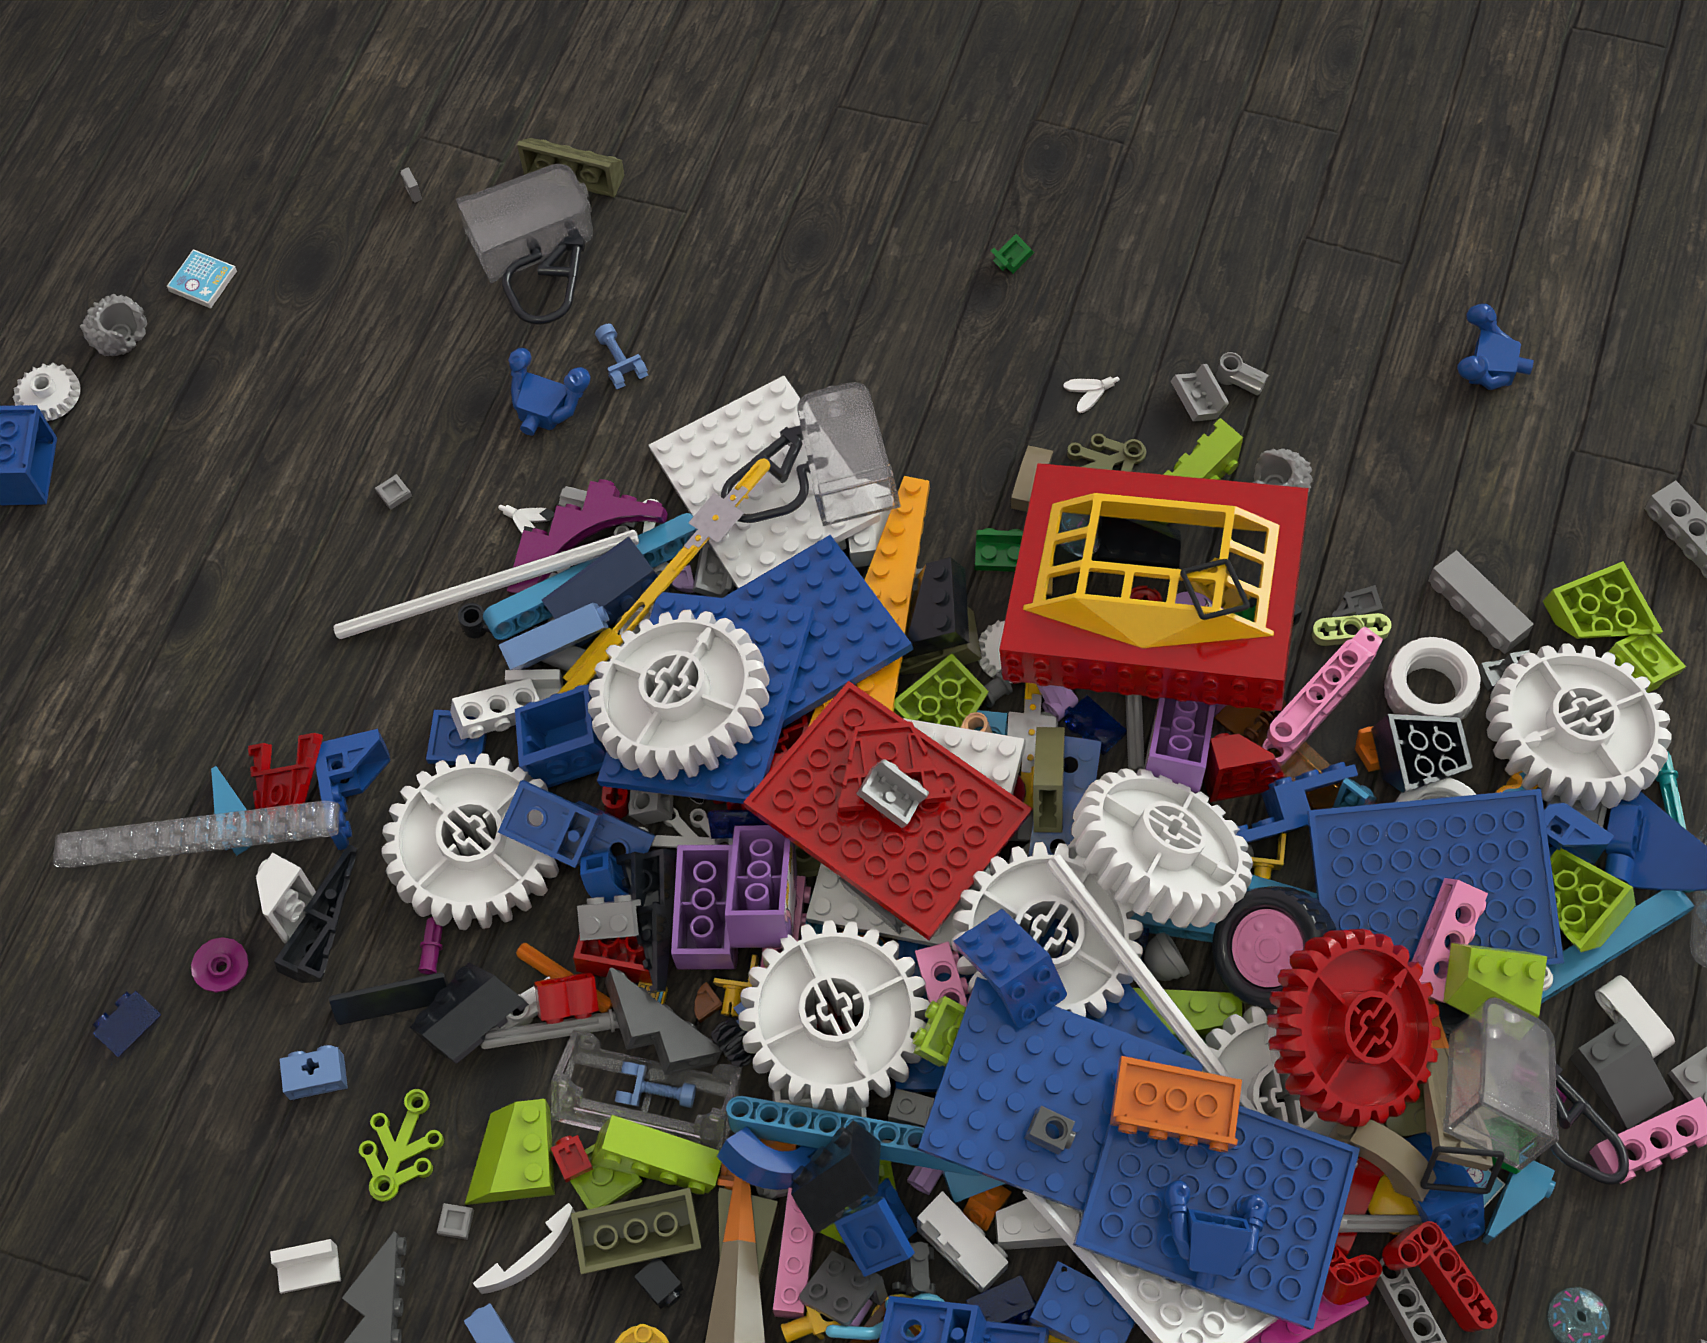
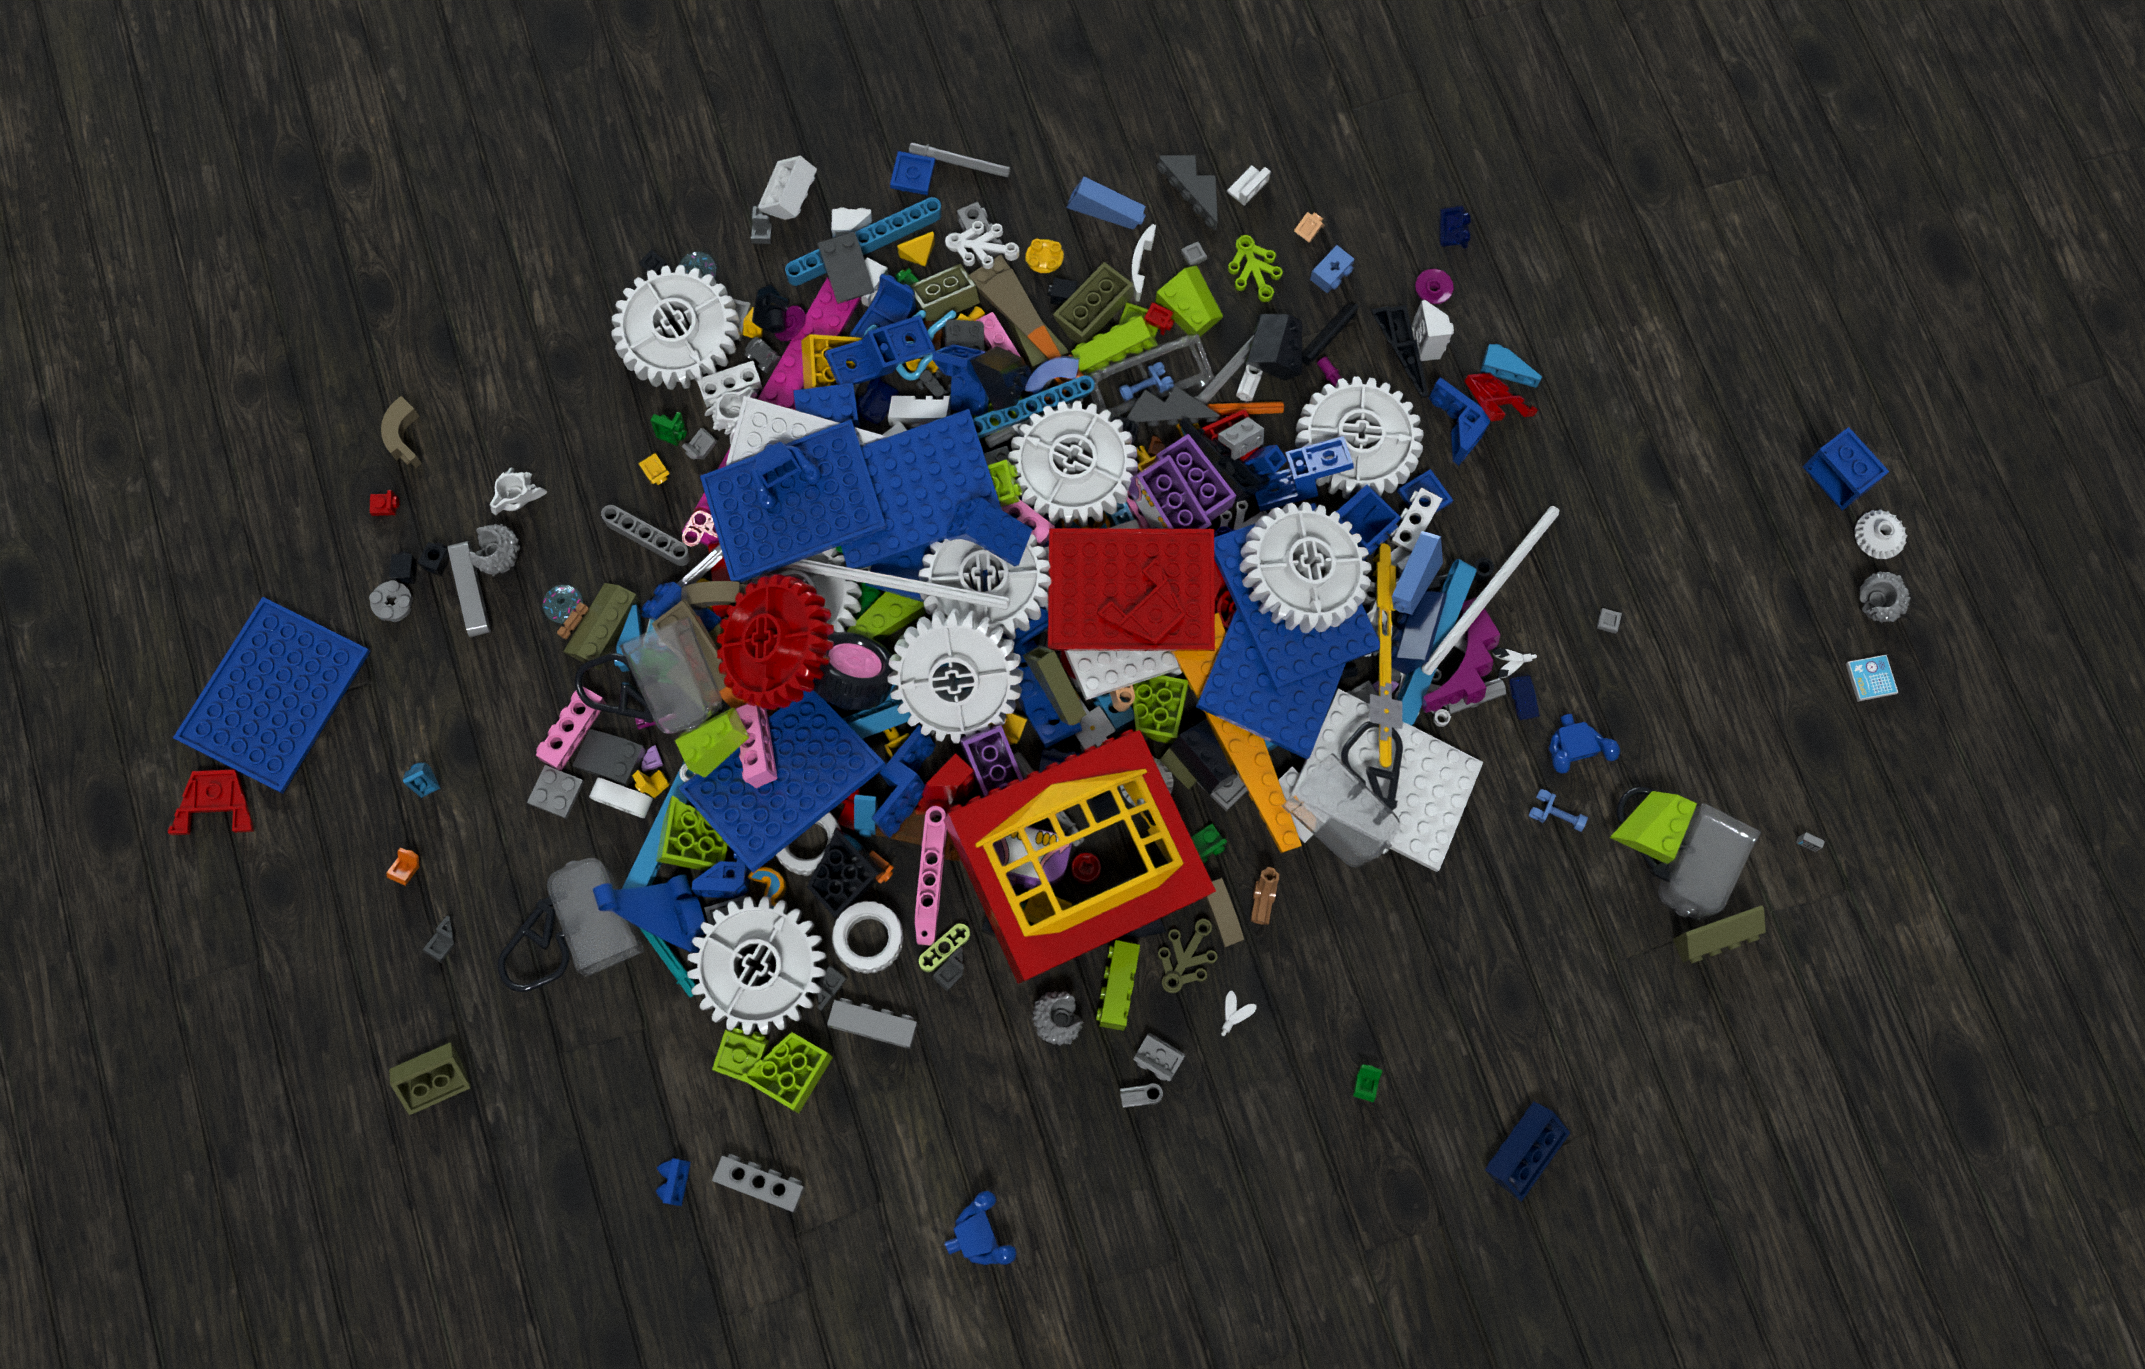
camera: 135 degrees right, 10 degrees up
(197, 834) = (1509, 332): clear beam -> none
(287, 1149) = (1309, 226): none -> light nougat bracket
(543, 267) = (1657, 825): none -> lime wedge
(548, 476) = (1525, 697): none -> clear blue slope
(566, 997) = (1231, 388): red brick -> none
(892, 792) = (1131, 586): light grey bracket -> none
(909, 121) = (1527, 1150): none -> dark blue slope
(978, 466) = (1264, 896): none -> medium nougat piece
(1037, 1134) = (911, 465): dark grey brick -> none
(1176, 1104) = (843, 519): orange bracket -> none
(1194, 599) = (1057, 840): black piece -> none
(1424, 1182) = (649, 624): black piece -> none
(1469, 1308) = (645, 566): red beam -> none
(1545, 1249) = (602, 624): none -> olive slope
(1569, 1041) = (651, 759): none -> lavender tile
(1578, 1281) = (573, 620): none -> medium nougat axle
(1589, 1007) = (651, 785): none -> yellow bracket

